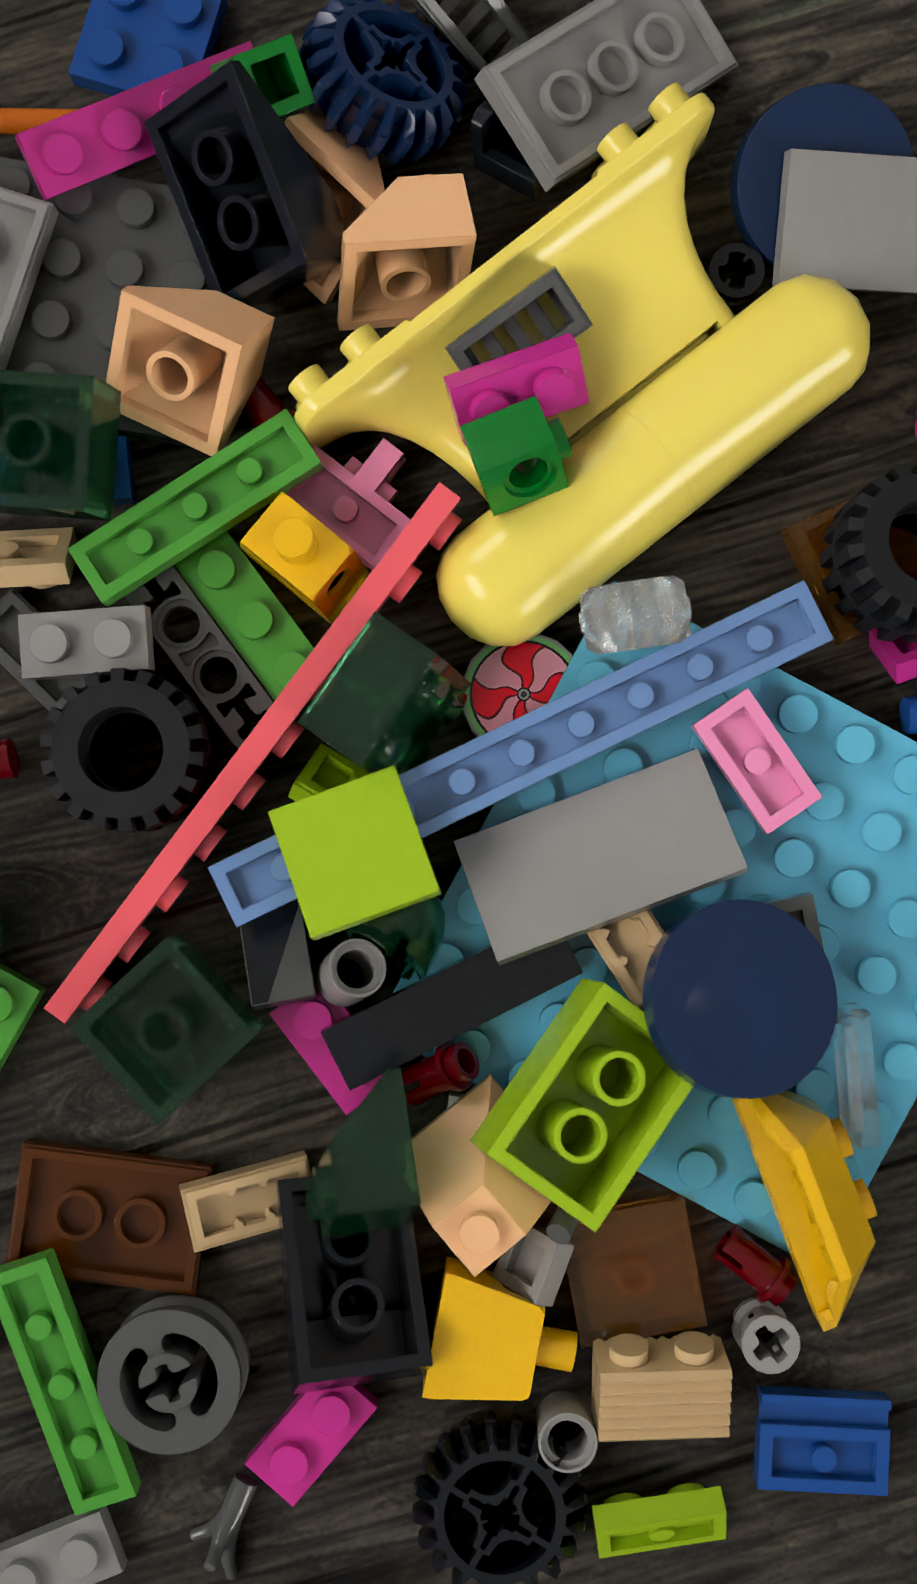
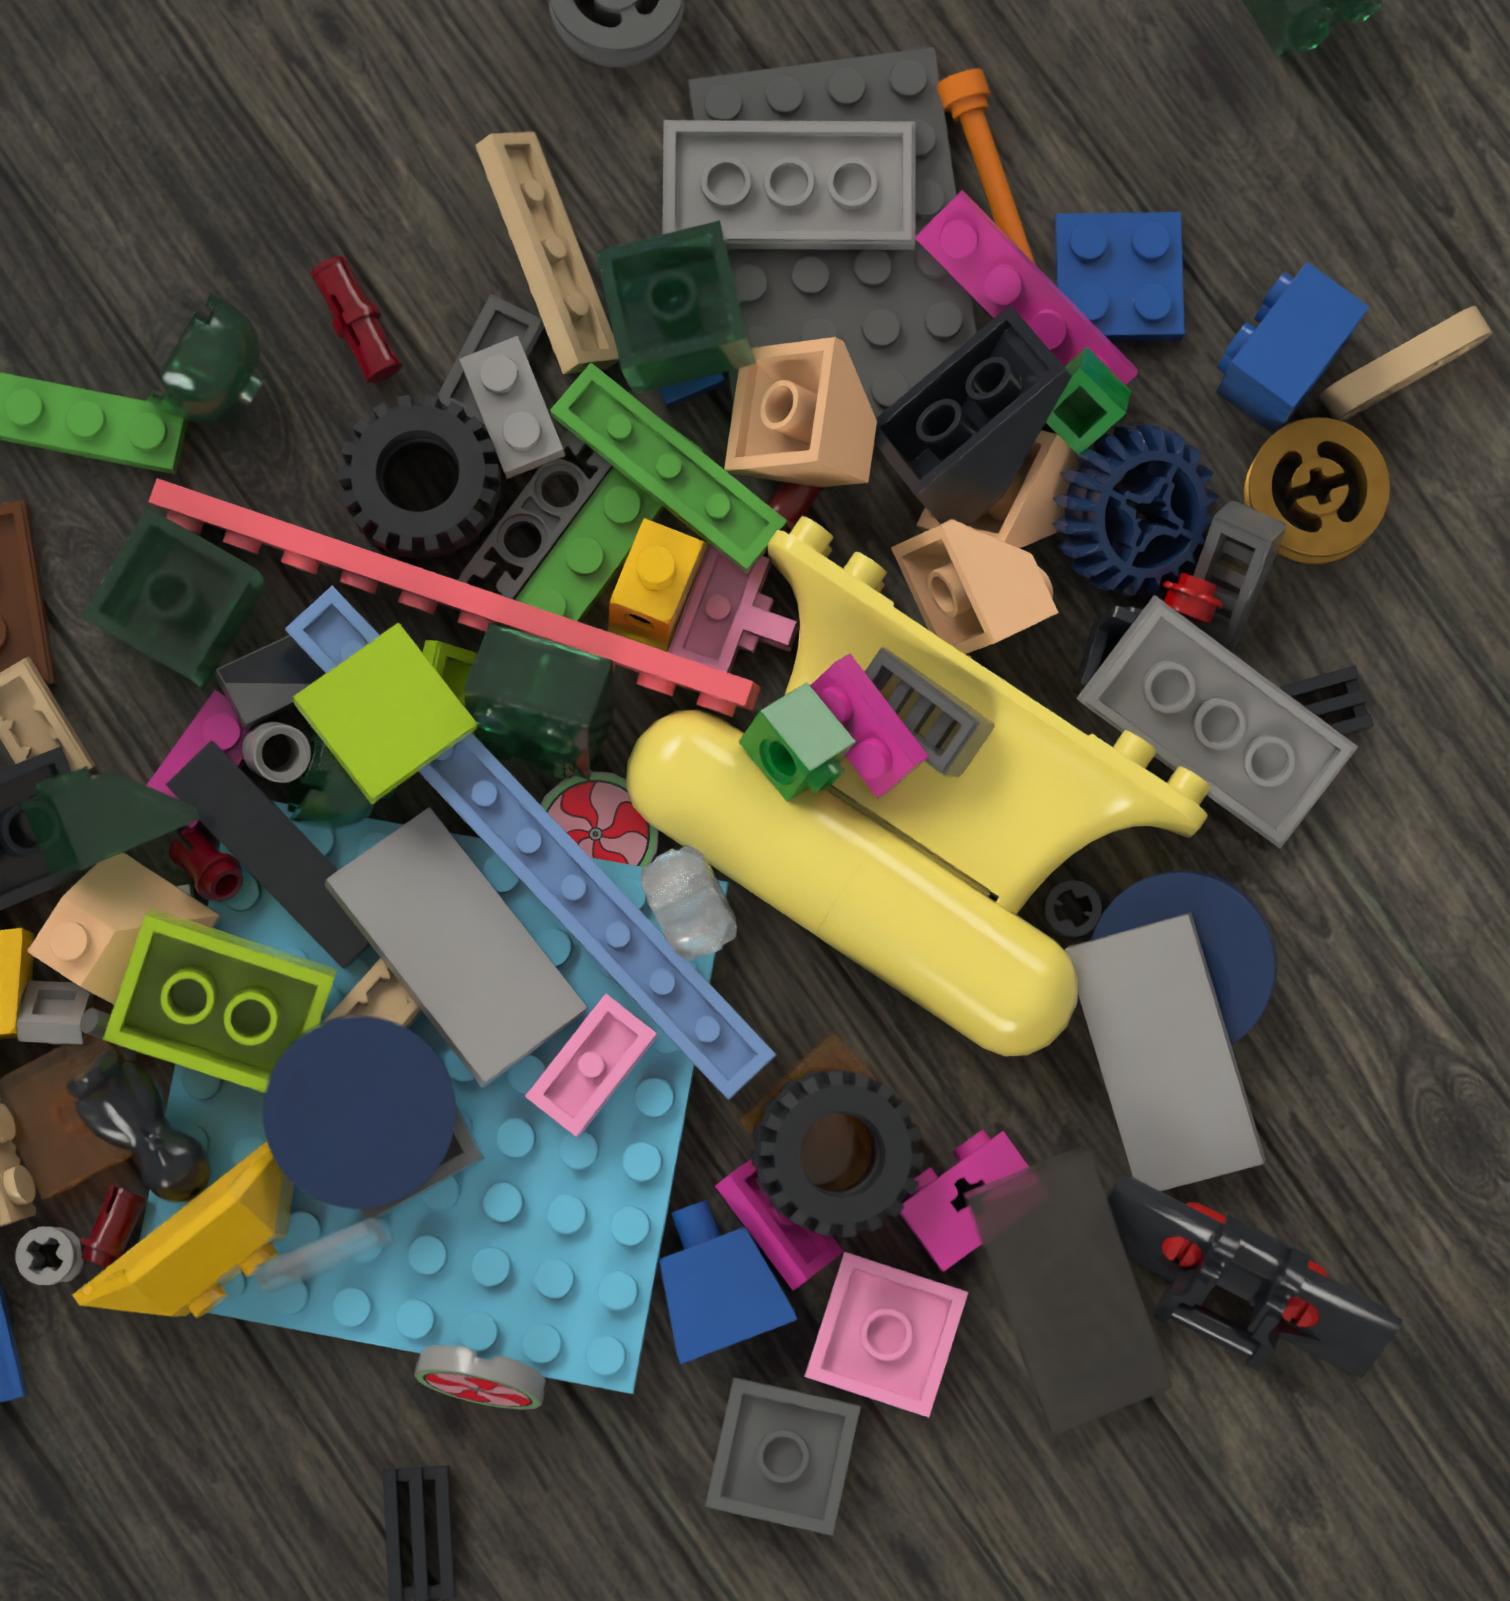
camera: 75 degrees right, 5 degrees down
(483, 48) = (1192, 598): none -> red plate
(662, 1223) = (129, 1112): none -> black animal

